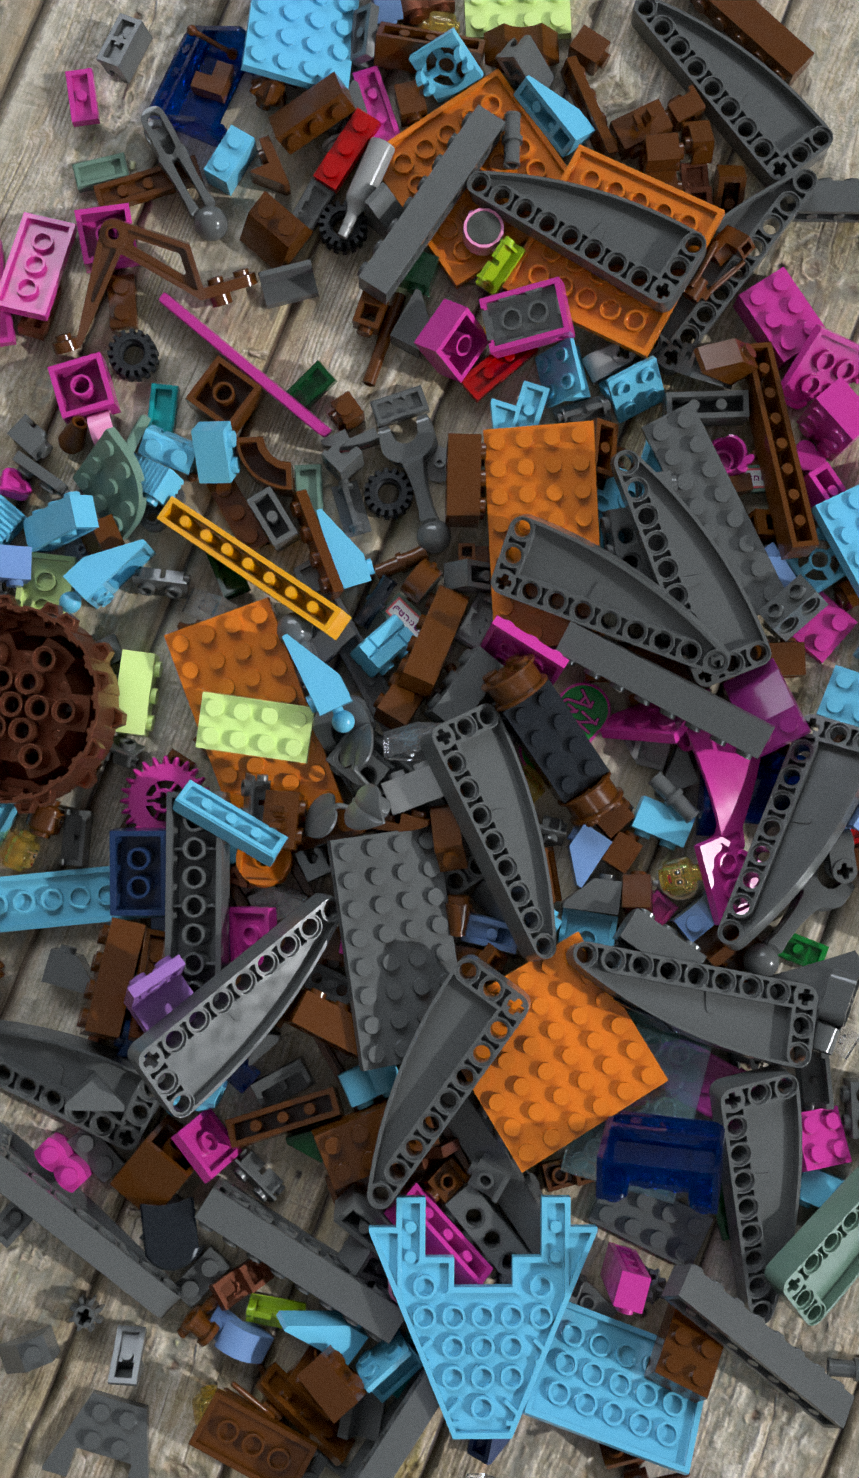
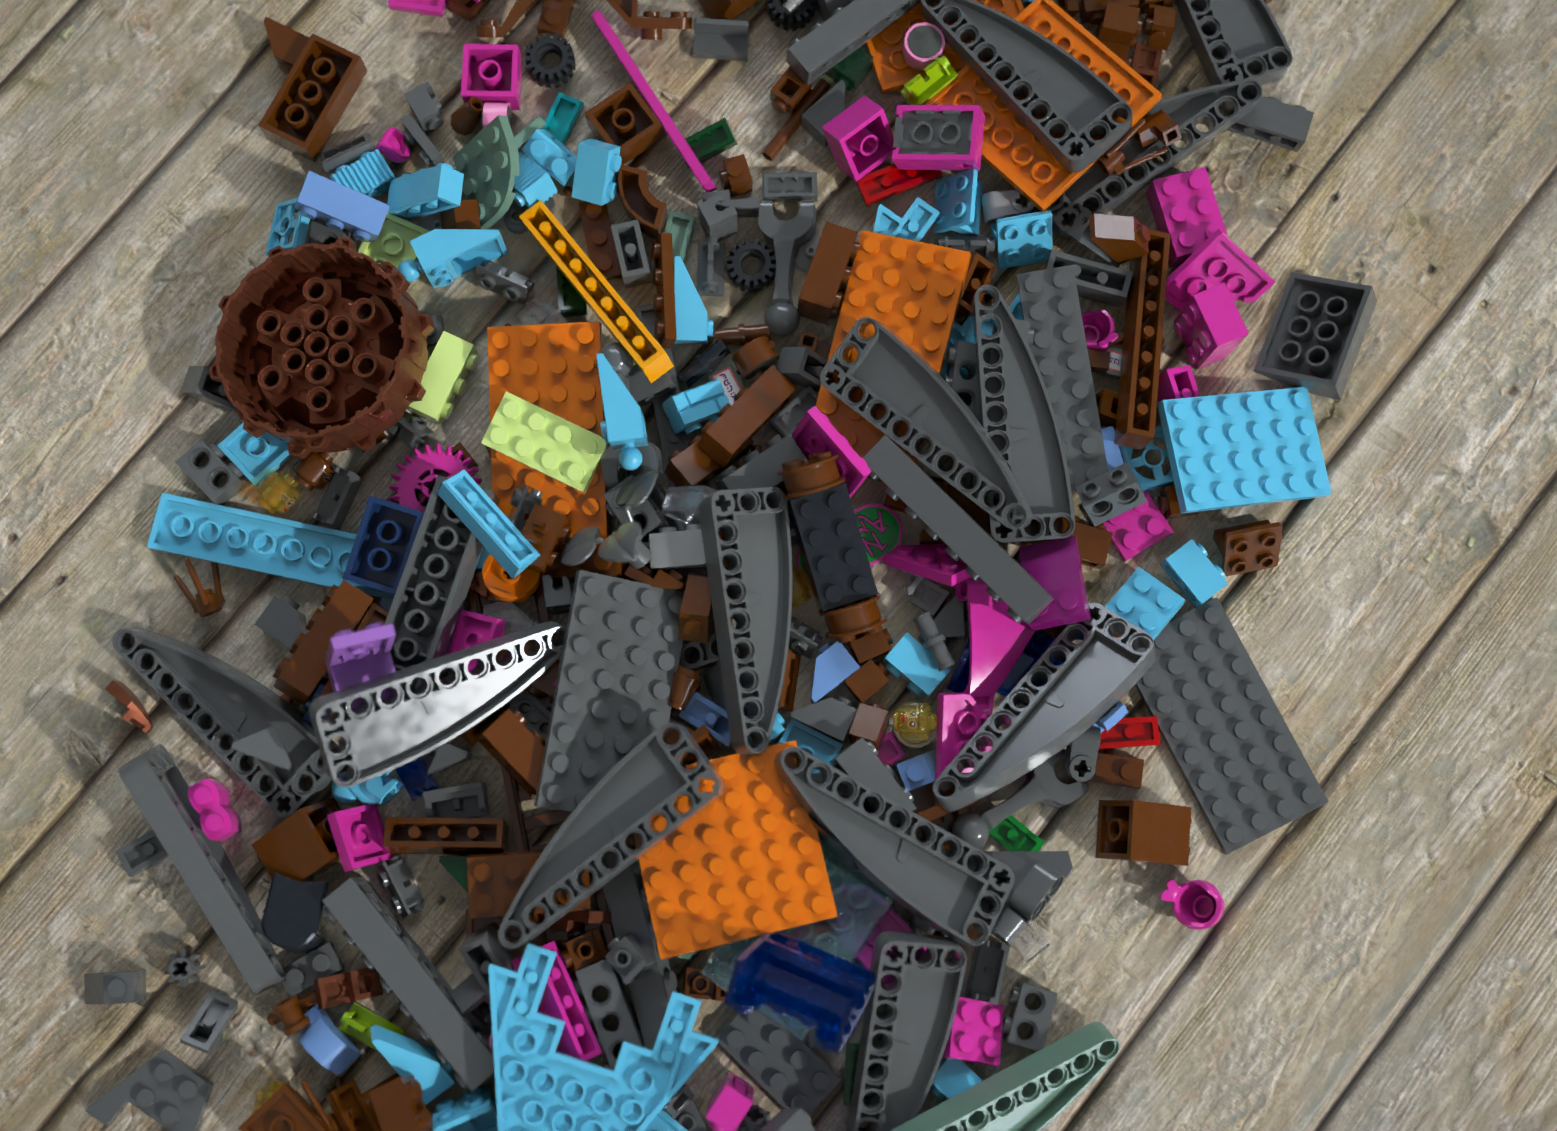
camera: 15 degrees right, 5 degrees down
(97, 1153) = (250, 813): dark grey plate -> none
(363, 1086) = (536, 825): medium azure brick -> none
(729, 186) = (1176, 76): reddish brown slope -> none
(809, 457) = (1173, 355): dark pink tile -> none

